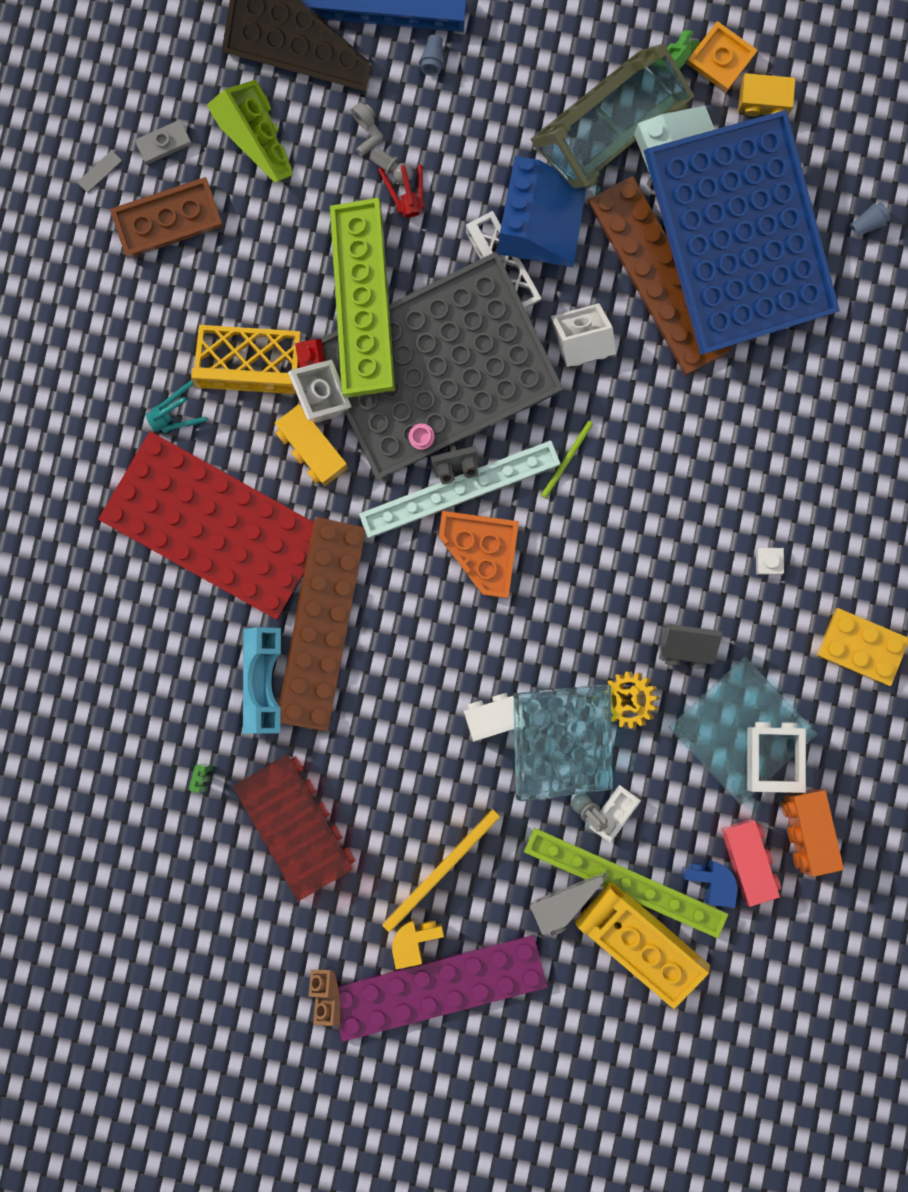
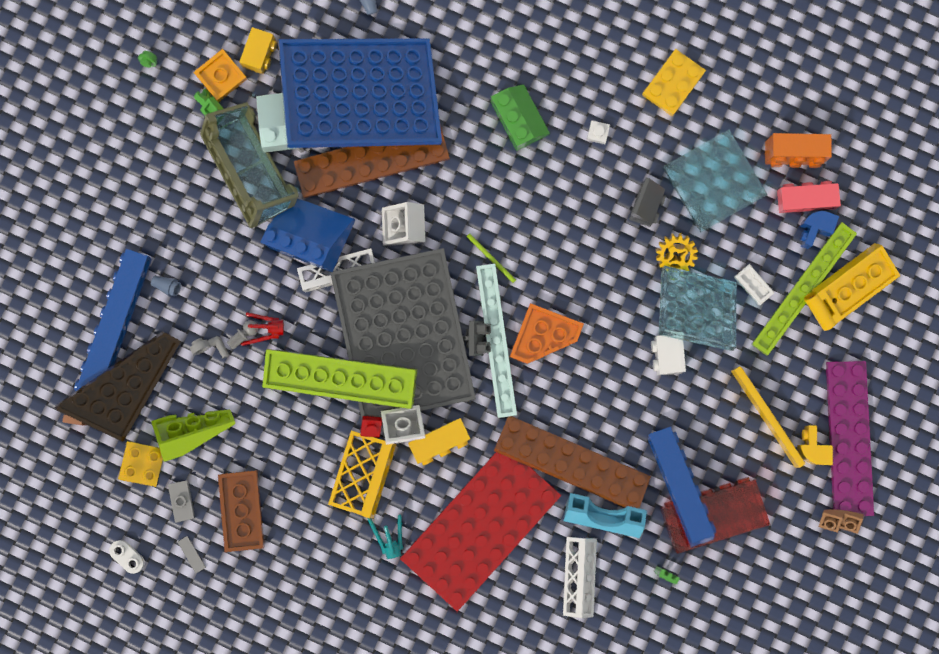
camera: 75 degrees left, 0 degrees up
(80, 91) = (127, 555): none -> white plate
(176, 672) = (584, 577): none -> white fence
(197, 78) = (141, 464): none -> yellow hinge
(319, 771) = (681, 487): none -> blue brick
(421, 436) = (453, 358): bright pink plate -> none
(559, 908) = (813, 339): light grey slope -> none
(589, 811) = (750, 301): light grey axle -> none
(753, 781) = (759, 173): white window -> none
(765, 452) = (519, 116): none -> bright green slope

